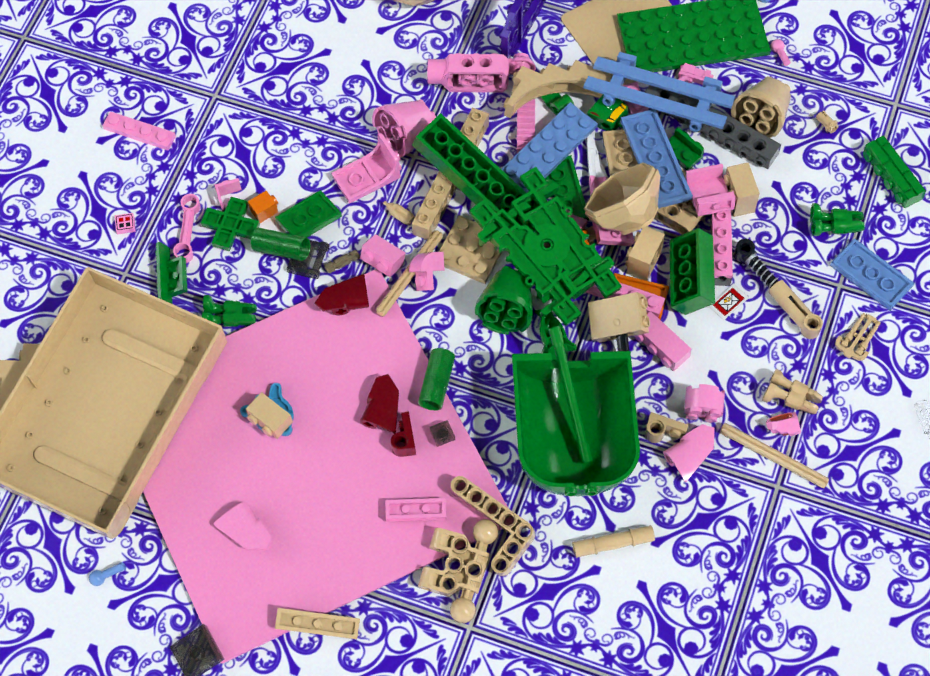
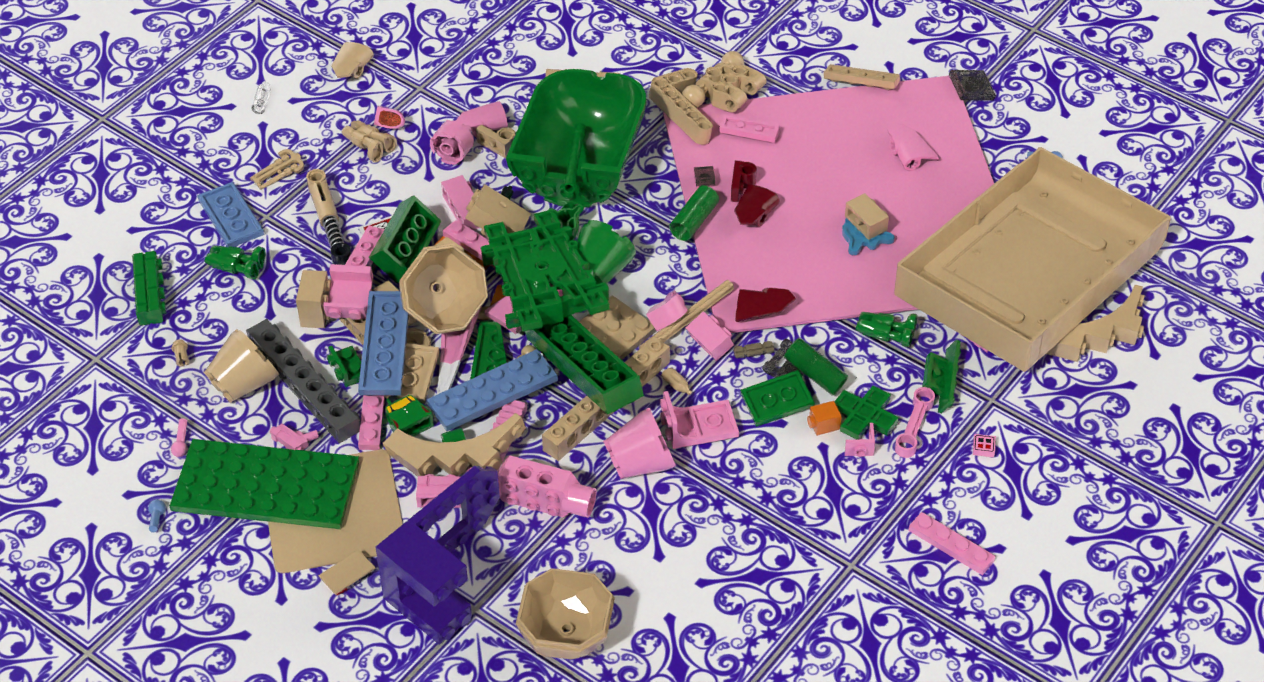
camera: 165 degrees left, 15 degrees down
(557, 55) = (431, 486): none -> bright pink brick
(626, 68) = (303, 384): medium blue fence -> none
(774, 455) = (407, 102): tan axle -> none
(863, 489) = (351, 60): none -> tan panel

